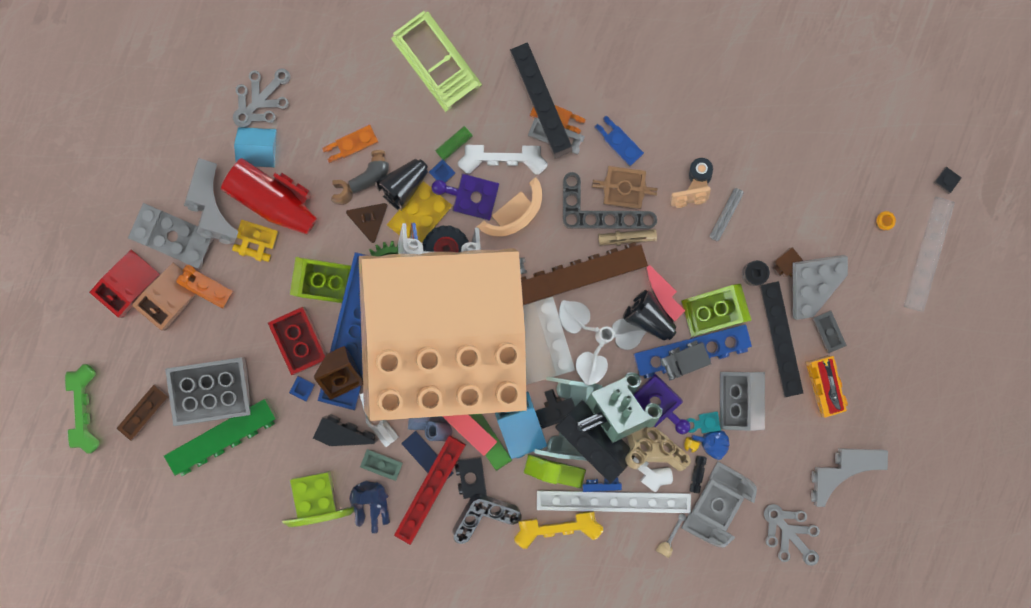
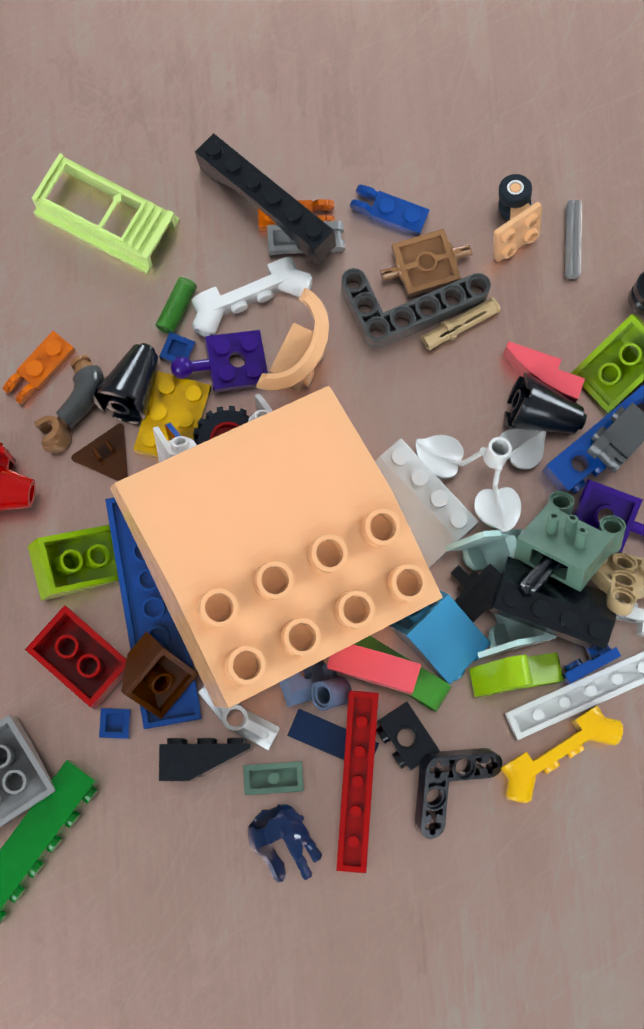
camera: 25 degrees left, 10 degrees down
(314, 500) = (202, 873): lime piece -> none
(583, 273) = (431, 389): reddish brown brick -> none

